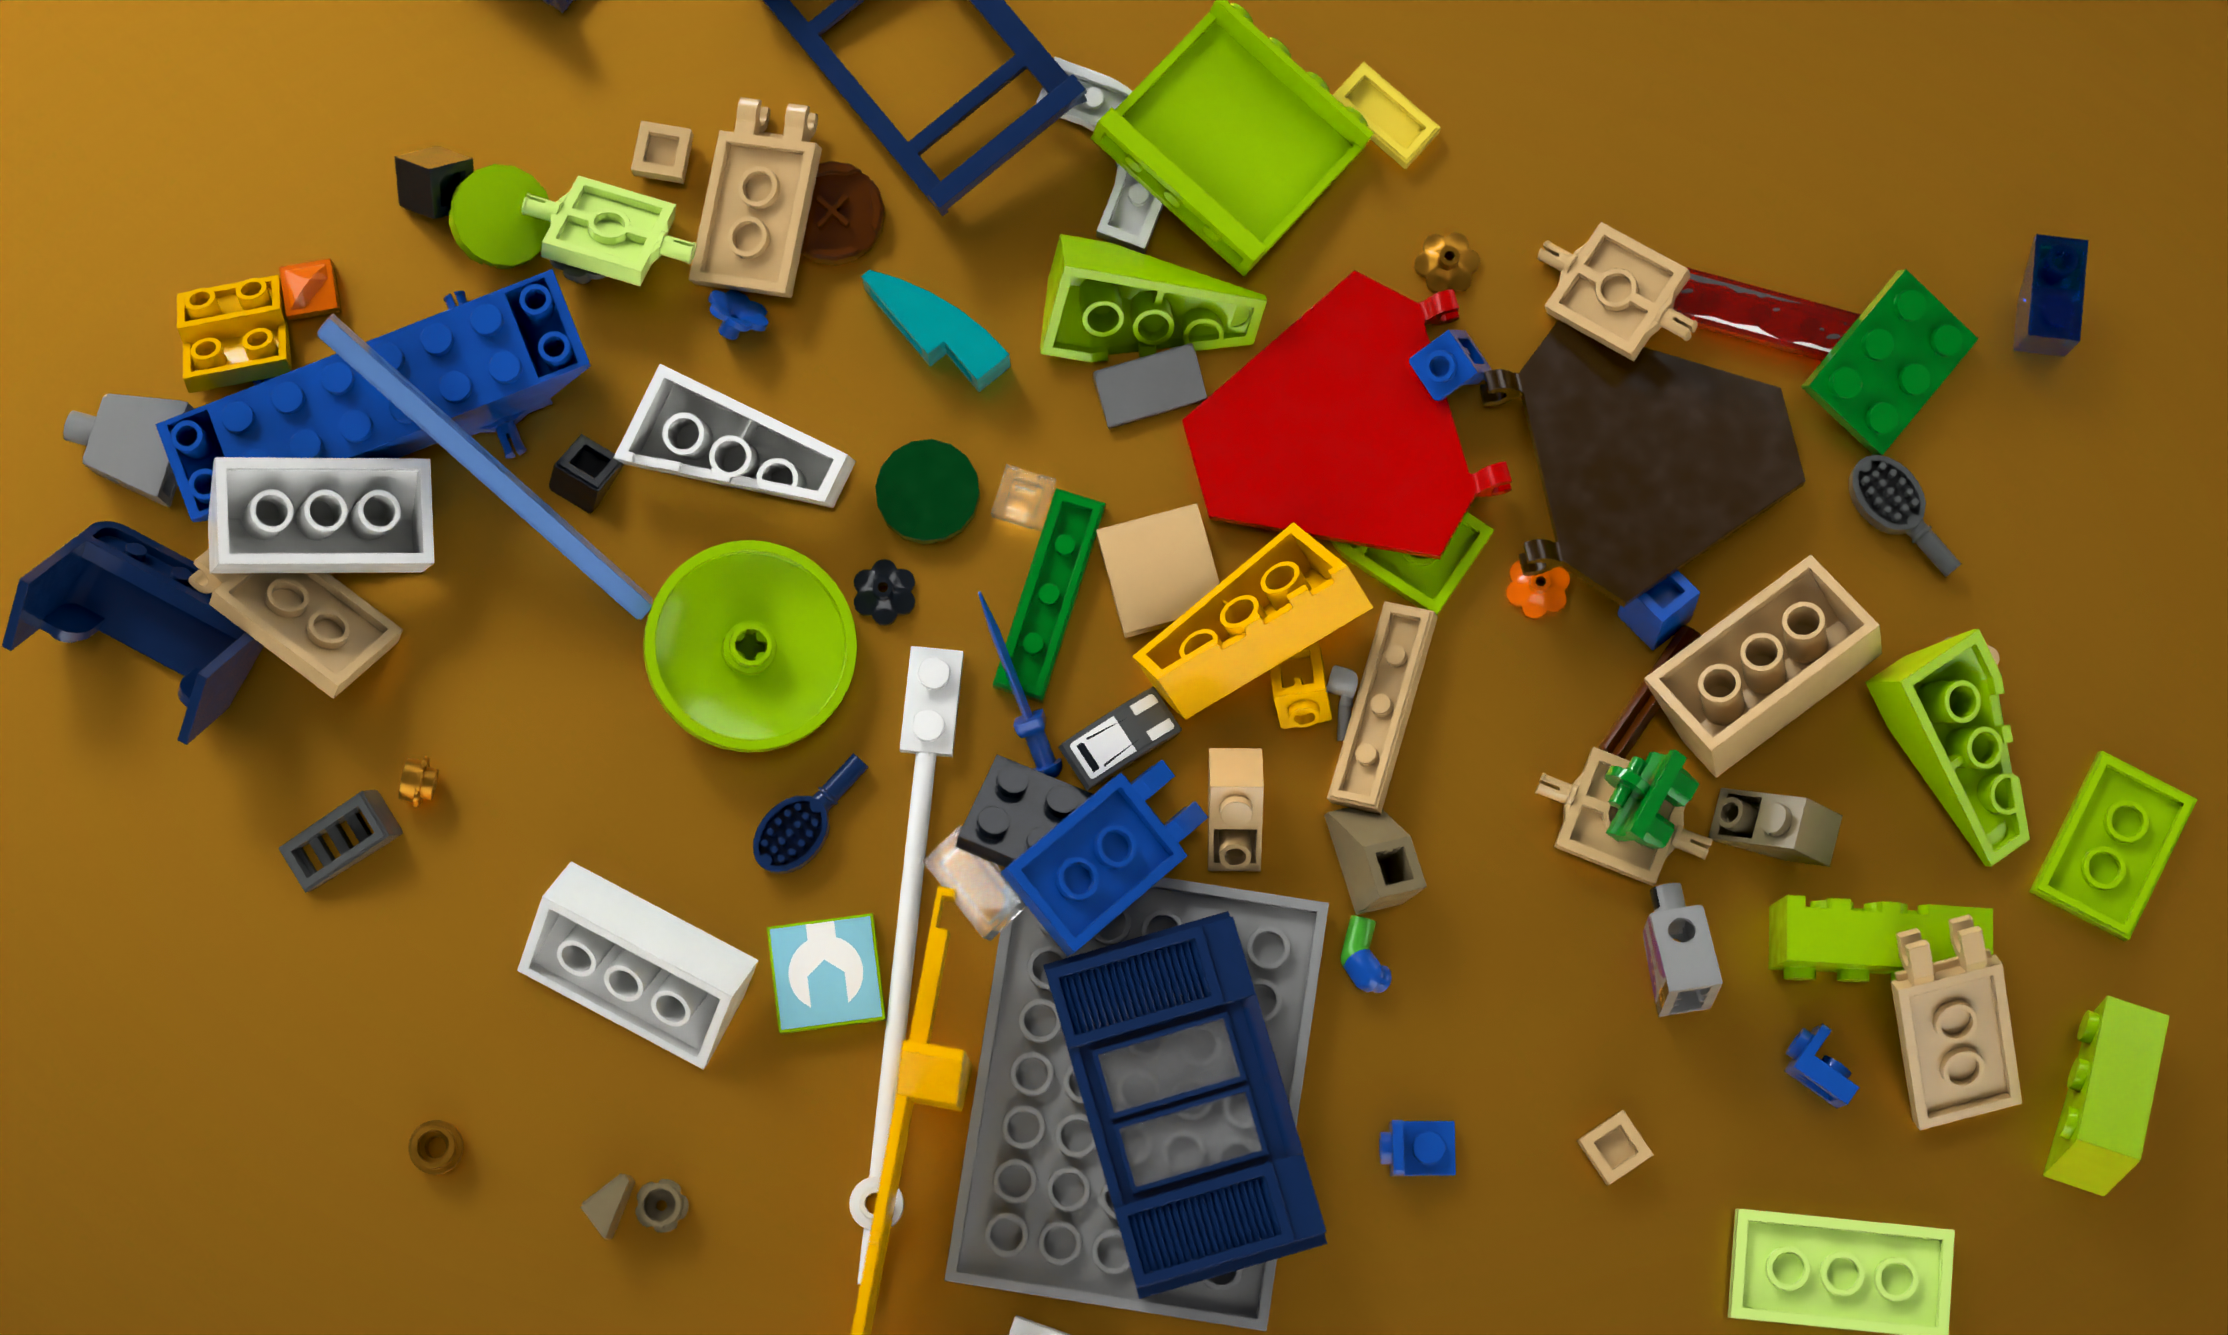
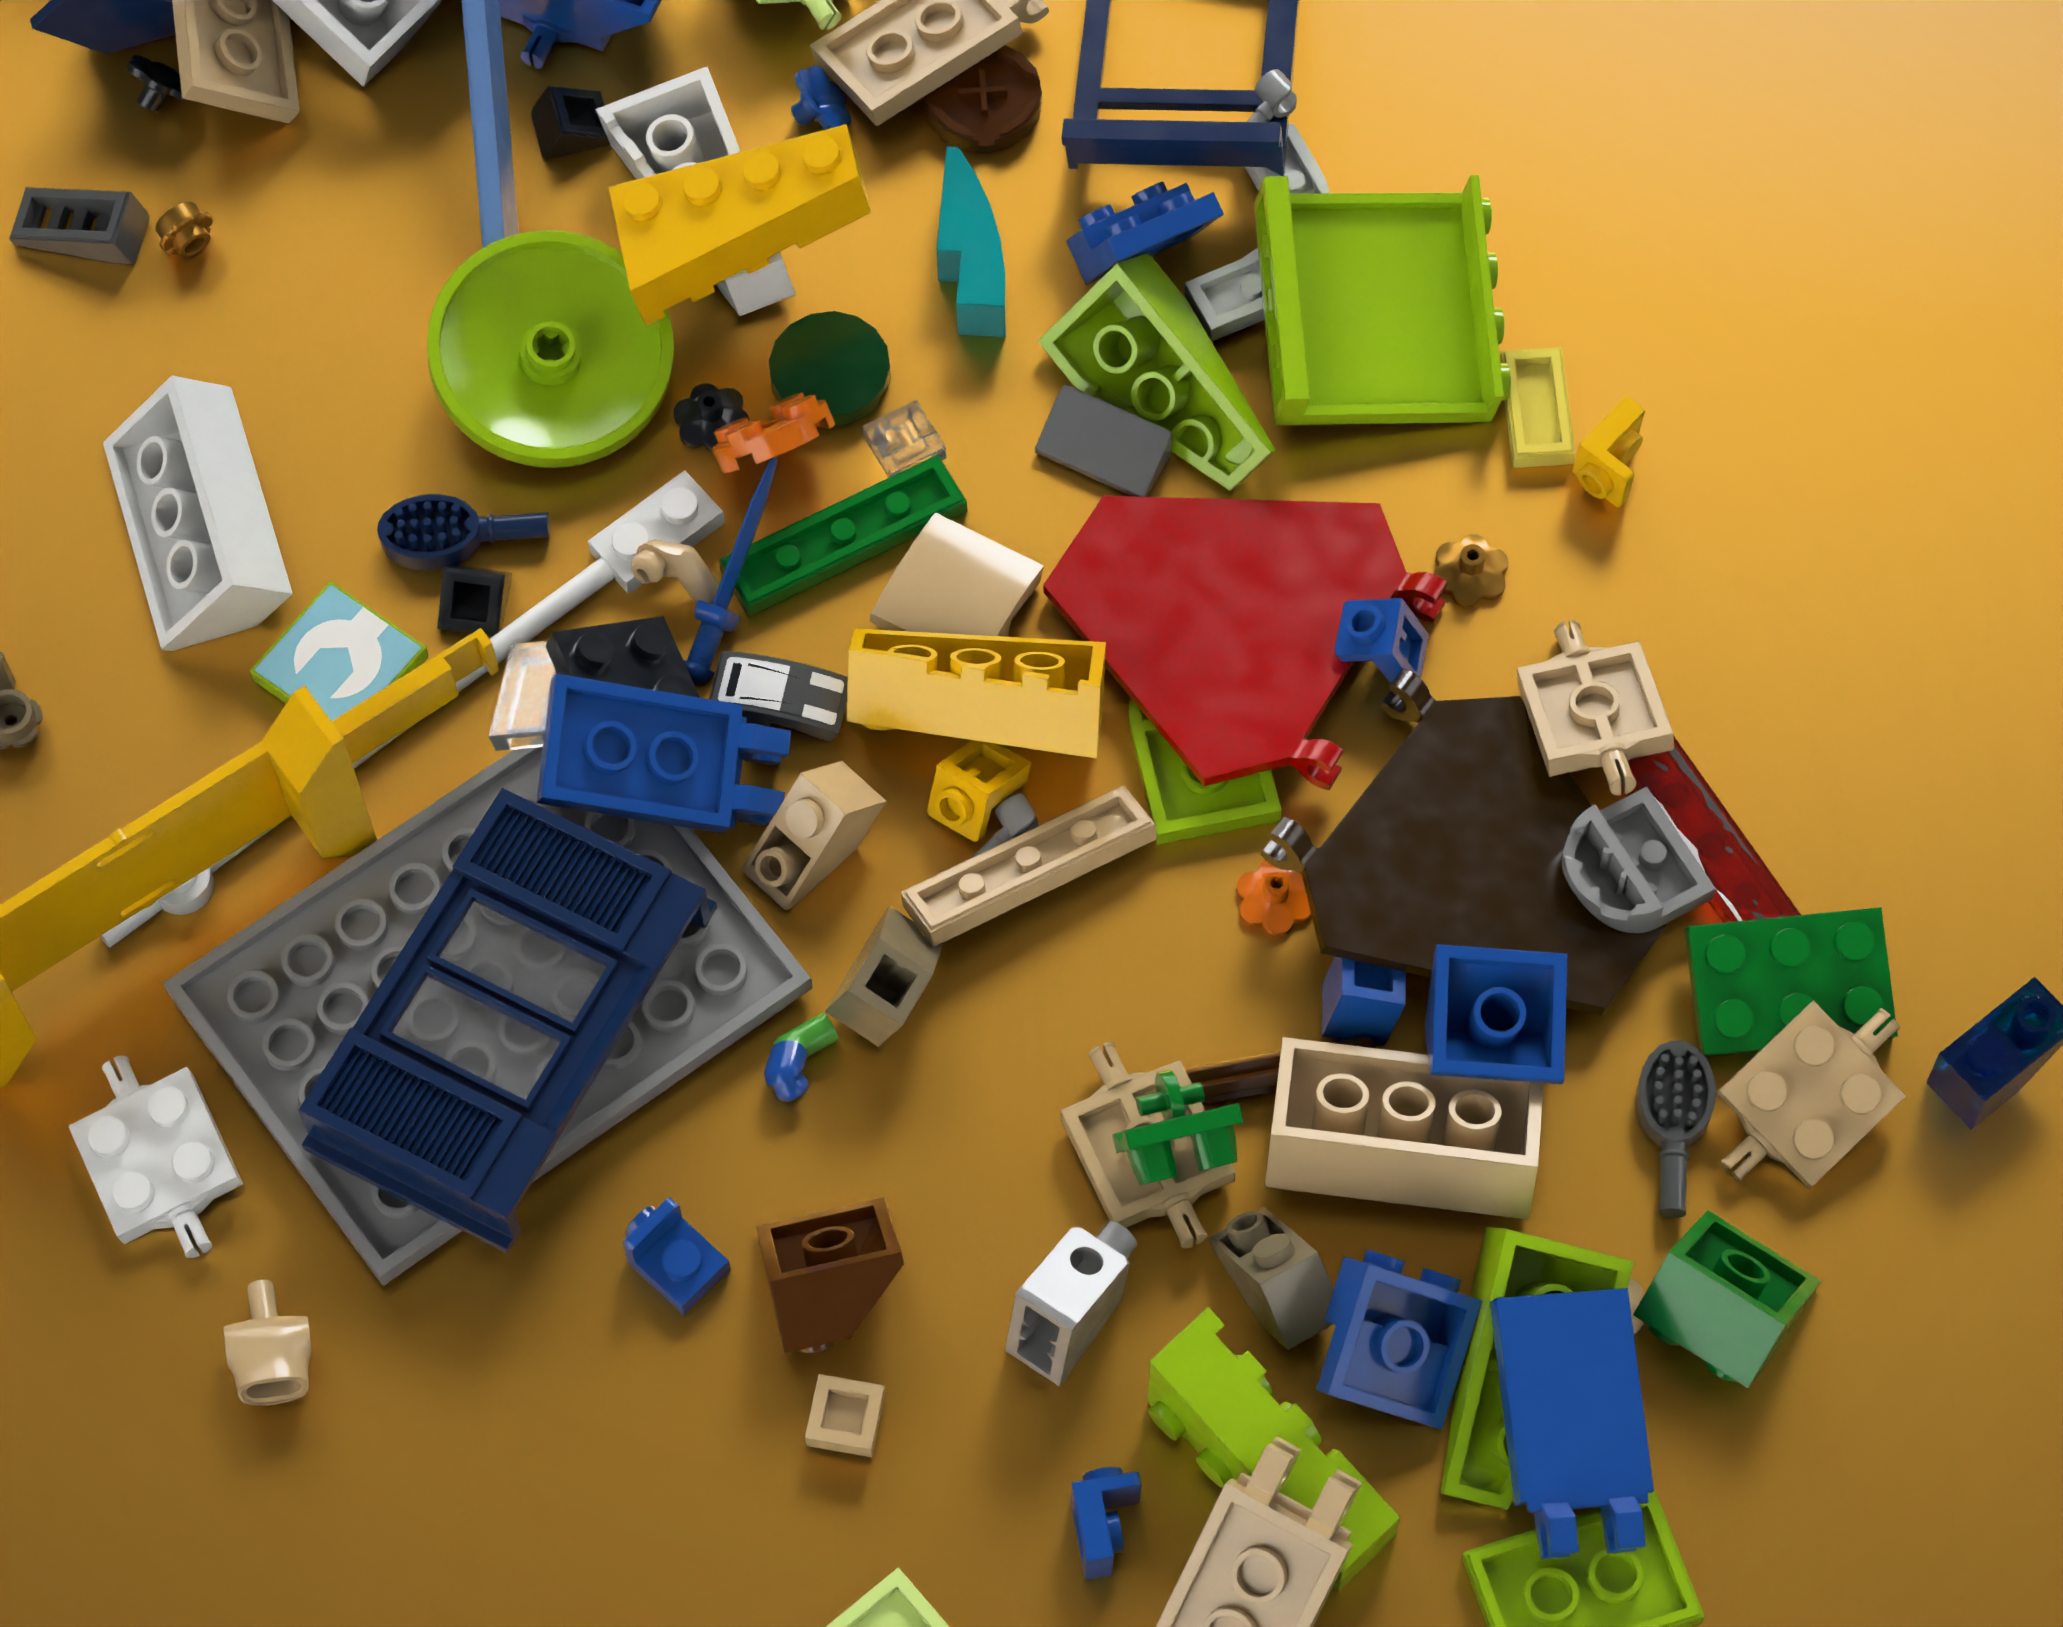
camera: 45 degrees right, 15 degrees down
(288, 694) = (158, 80): none -> black plant
(789, 469) = (733, 214): none -> yellow wedge
(864, 851) = (473, 599): none -> black slope
(951, 574) = (789, 427): none -> orange plate
(962, 721) = (678, 561): none -> tan arm
(1039, 51) = (1277, 97): none -> light grey hand
(1043, 222) = (1150, 226): none -> blue plate
(1460, 99) = (1607, 449): none -> yellow bracket
(1520, 1069) = (828, 1271): none -> reddish brown slope
(1734, 373) = (1633, 865): none -> light grey slope
(1761, 551) = (1497, 1014): none -> blue slope
(1886, 800) = (1397, 1338): none -> blue plate
(1968, 424) = (1810, 1094): none -> tan plate
(2032, 755) = (1574, 1414): none -> blue tile
(2037, 595) = (1725, 1299): none -> green slope

